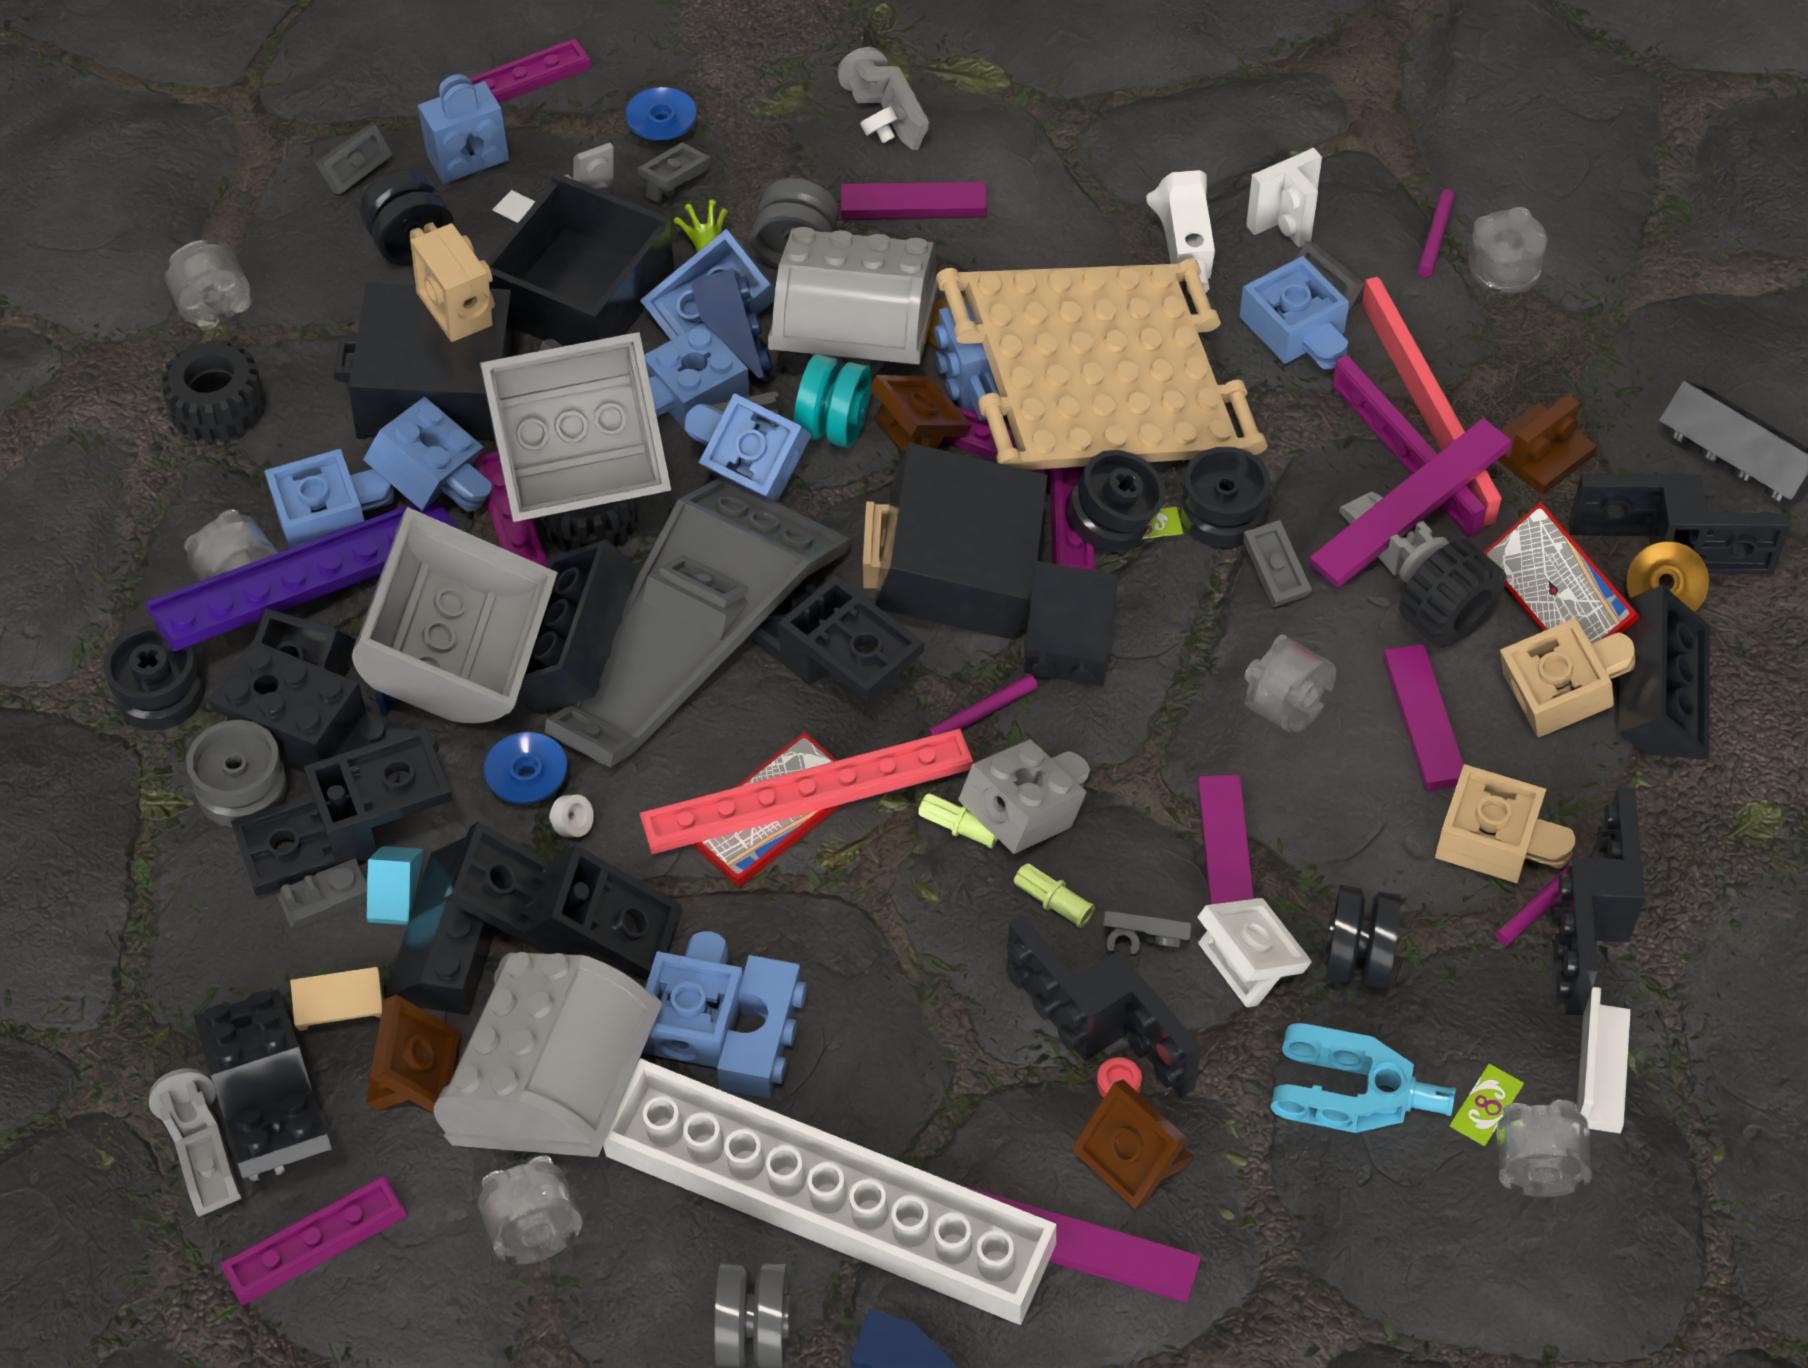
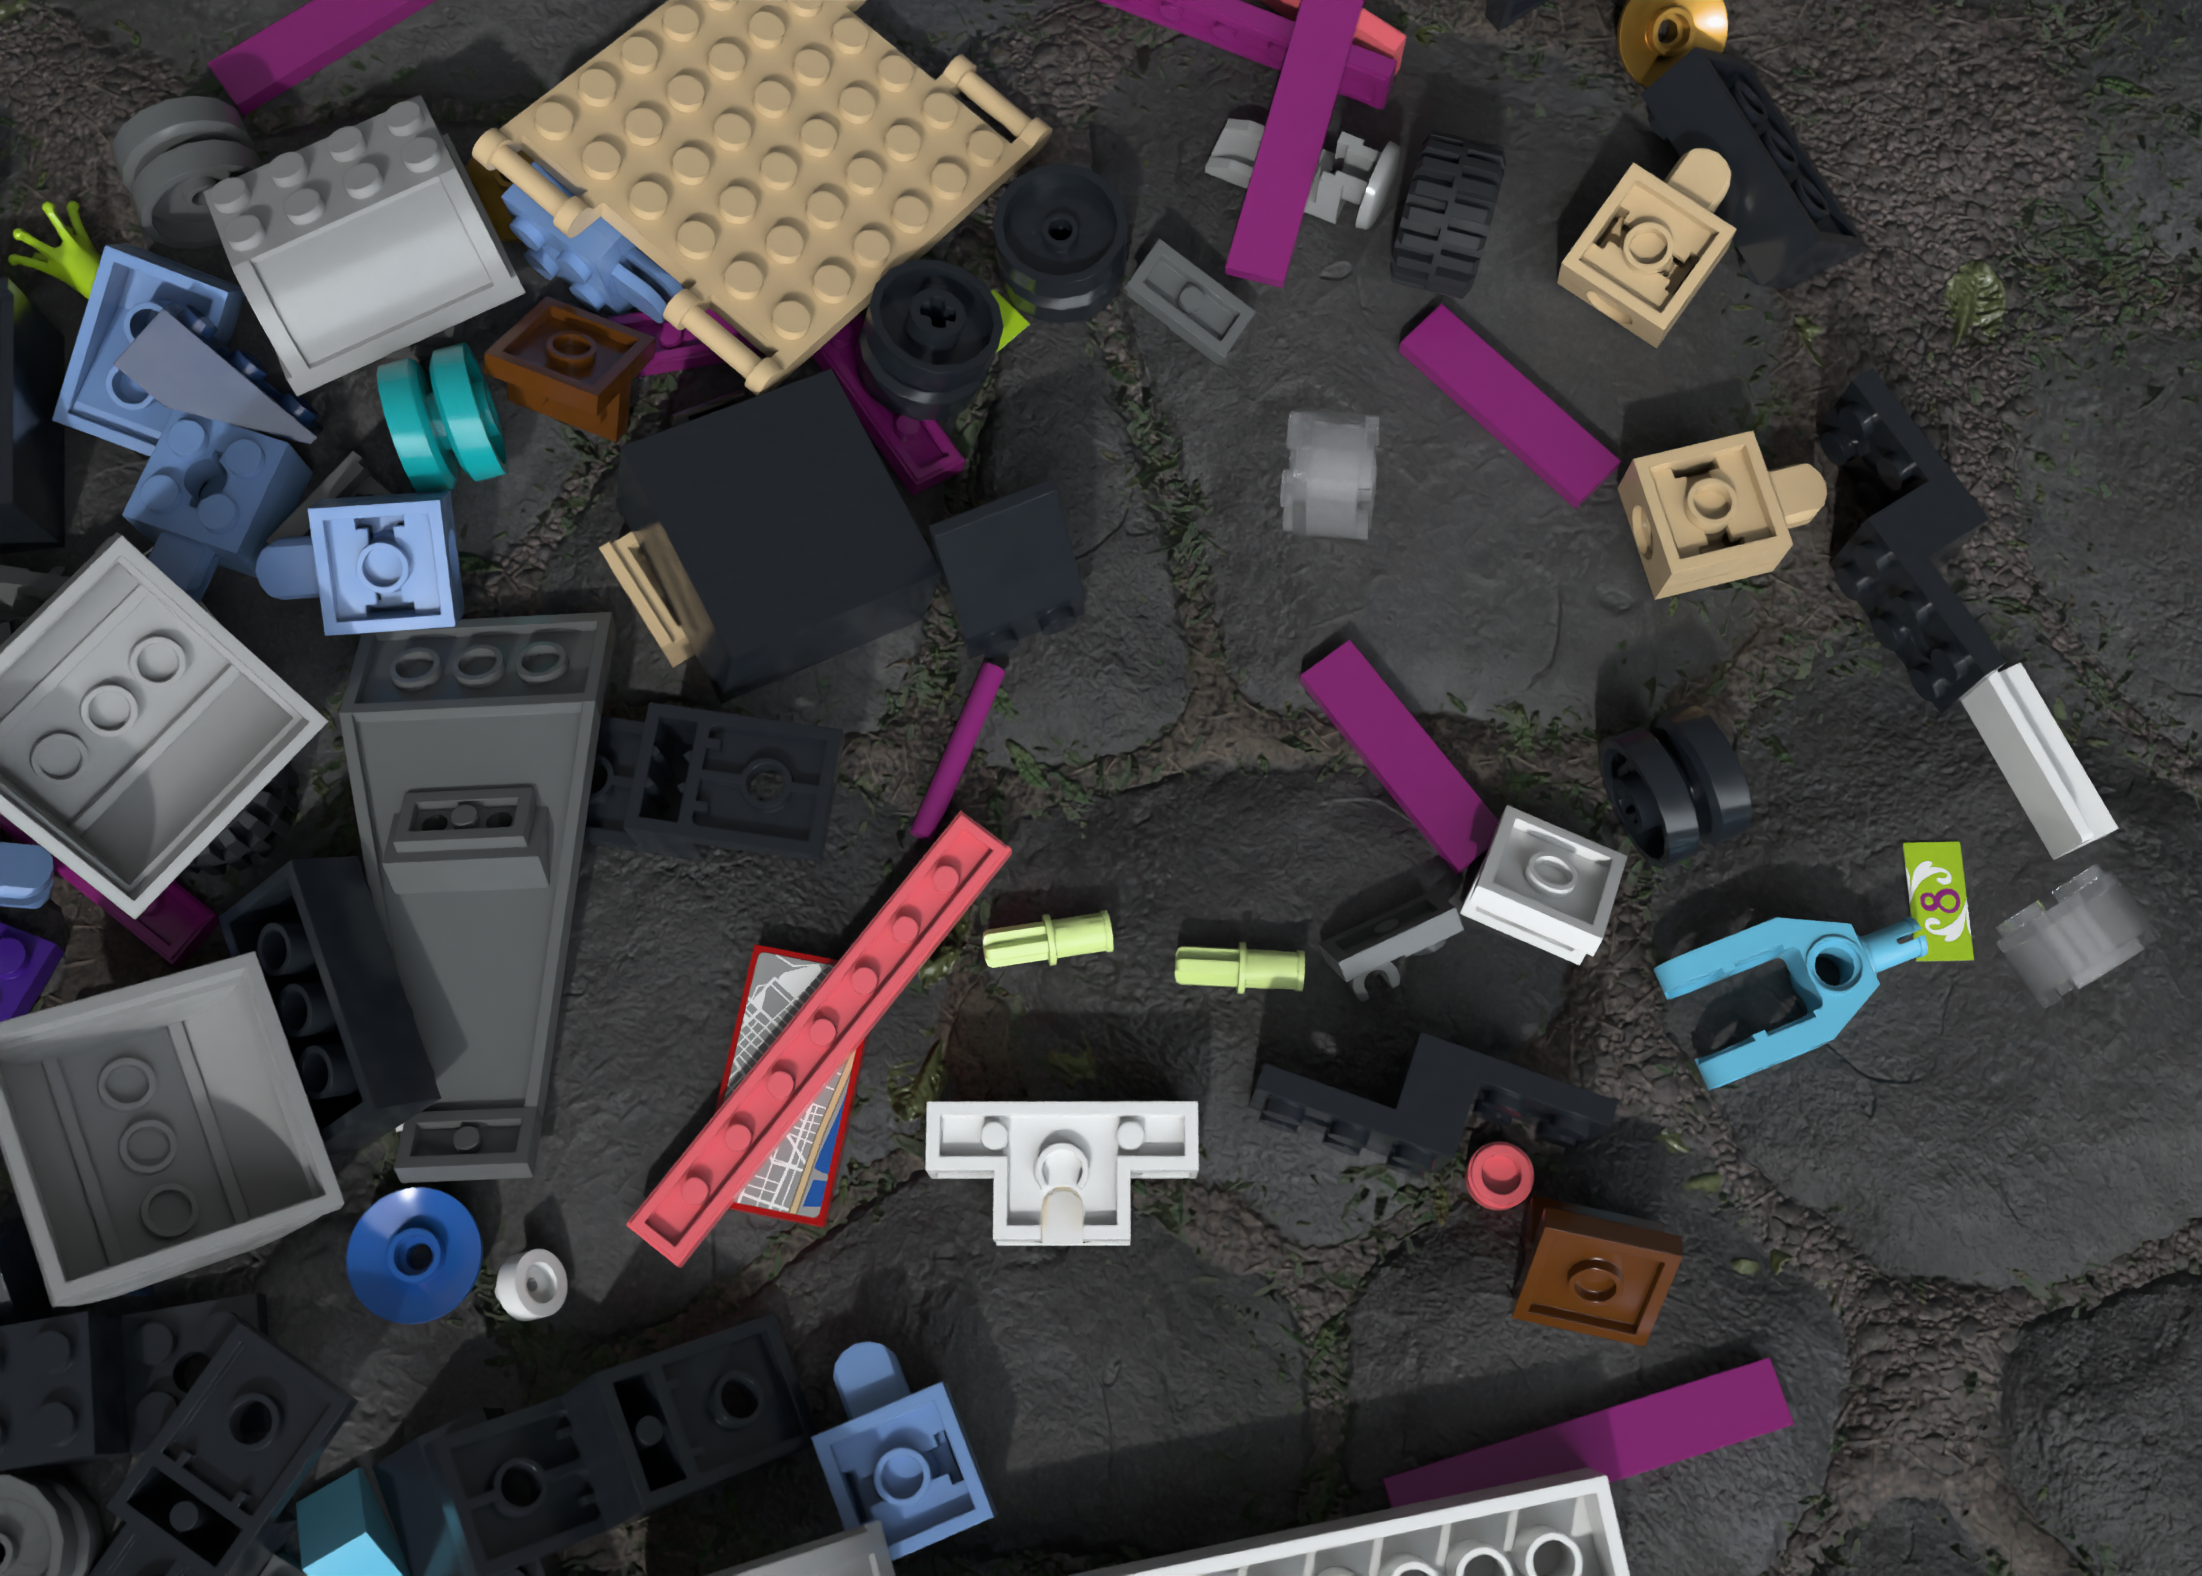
camera: 35 degrees left, 20 degrees up
(755, 1059) = (1040, 1481): medium blue arch -> none
(884, 921) = (1062, 1164): none -> white piece
(1025, 793) = (1115, 852): light grey brick -> none
(1529, 912) = (1817, 581): magenta bar -> none
(1558, 578) = (1551, 112): tile -> none

